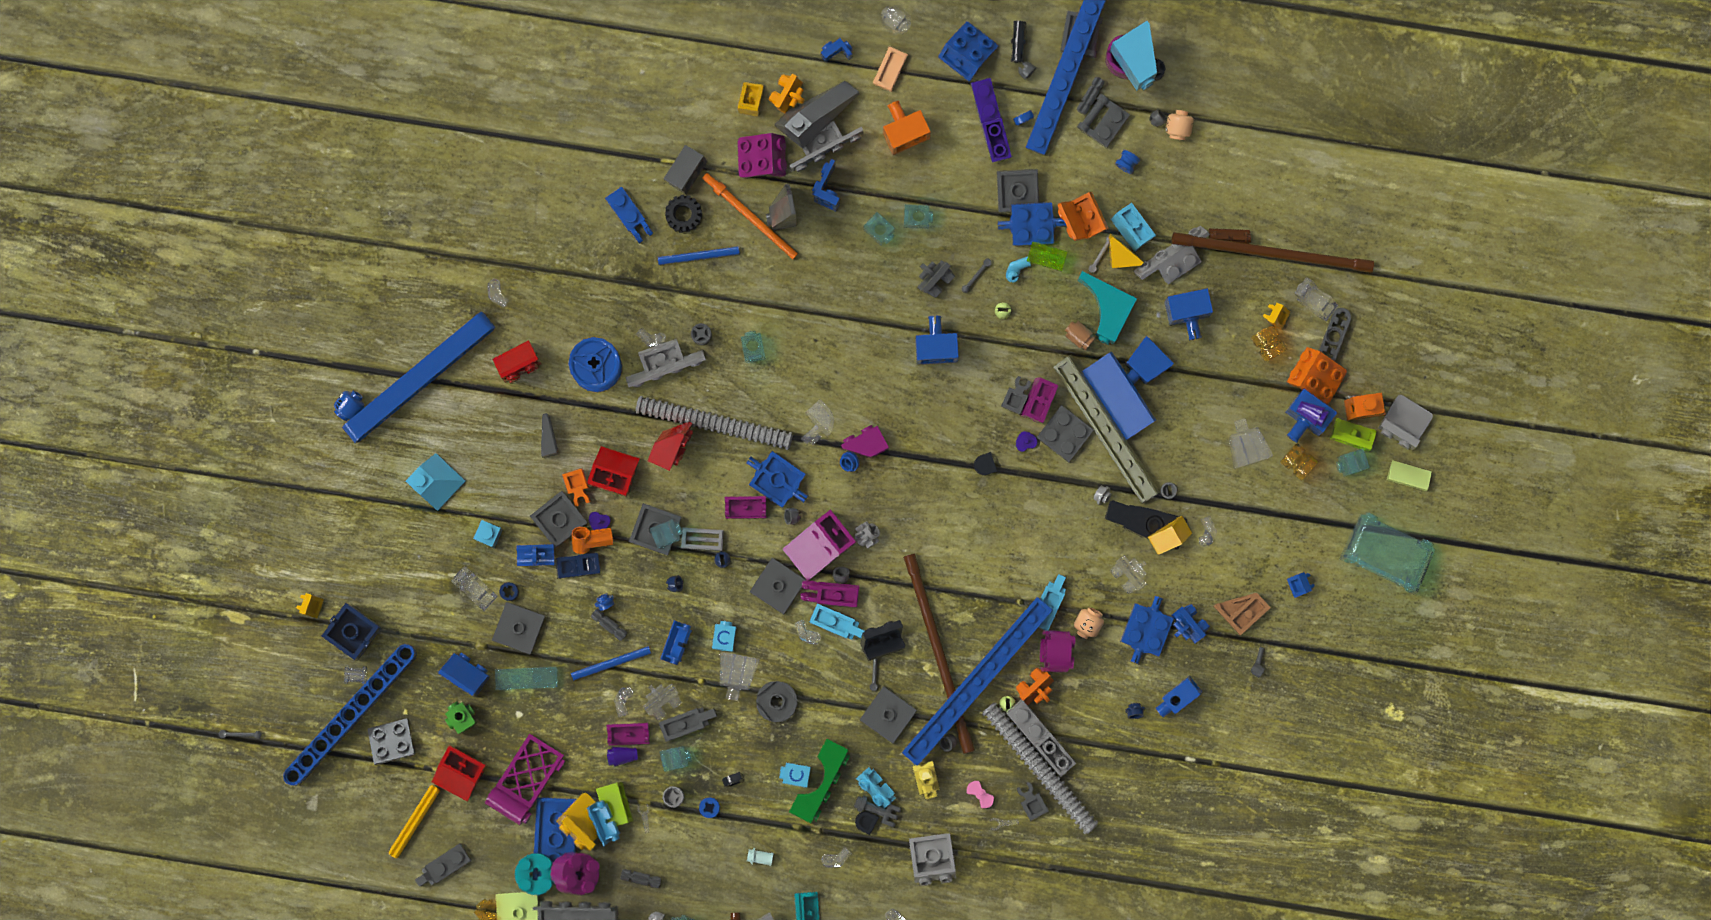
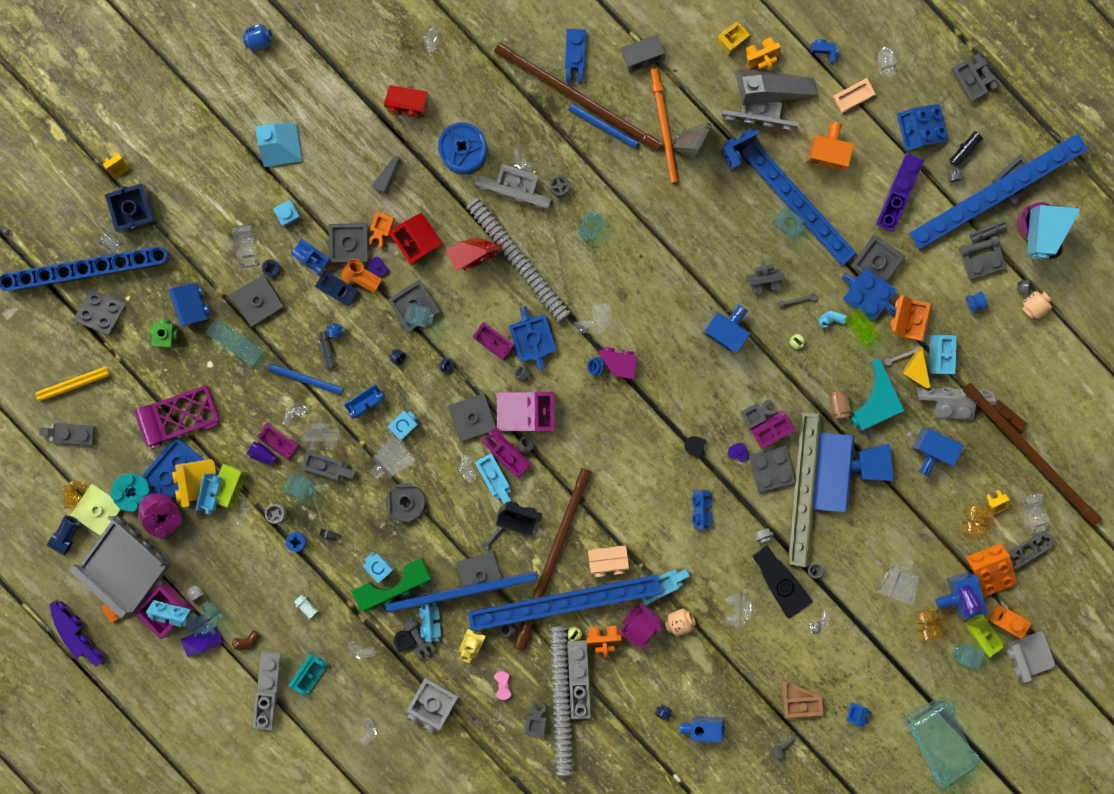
camera: 40 degrees right, 5 degrees up
(418, 377) = (325, 56): blue beam -> none
(458, 773) = (132, 373): red slope -> none
(575, 256) = (510, 55): none -> reddish brown piece
(640, 878) = (206, 554): dark grey axle -> none
(688, 225) = (615, 74): black tyre -> none
(703, 539) = (455, 350): light grey tile -> none
(762, 155) = (708, 87): magenta bracket -> none
(867, 534) = (567, 430): light grey gear -> none
(875, 221) = (756, 202): clear light blue brick -> none
(883, 739) = (462, 591): none -> blue tile
(913, 194) = (798, 203): none -> blue tile
(987, 617) = (608, 560): none -> light nougat brick
(1023, 117) = (925, 209): blue tile -> none
(1026, 507) = (701, 518): none -> blue hinge
(1146, 630) = (719, 660): blue plate -> none
(1170, 535) = (790, 605): yellow slope -> none
(1186, 624) = (750, 680): blue hips -> none
(1409, 475) = (1001, 696): yellowish green slope -> none

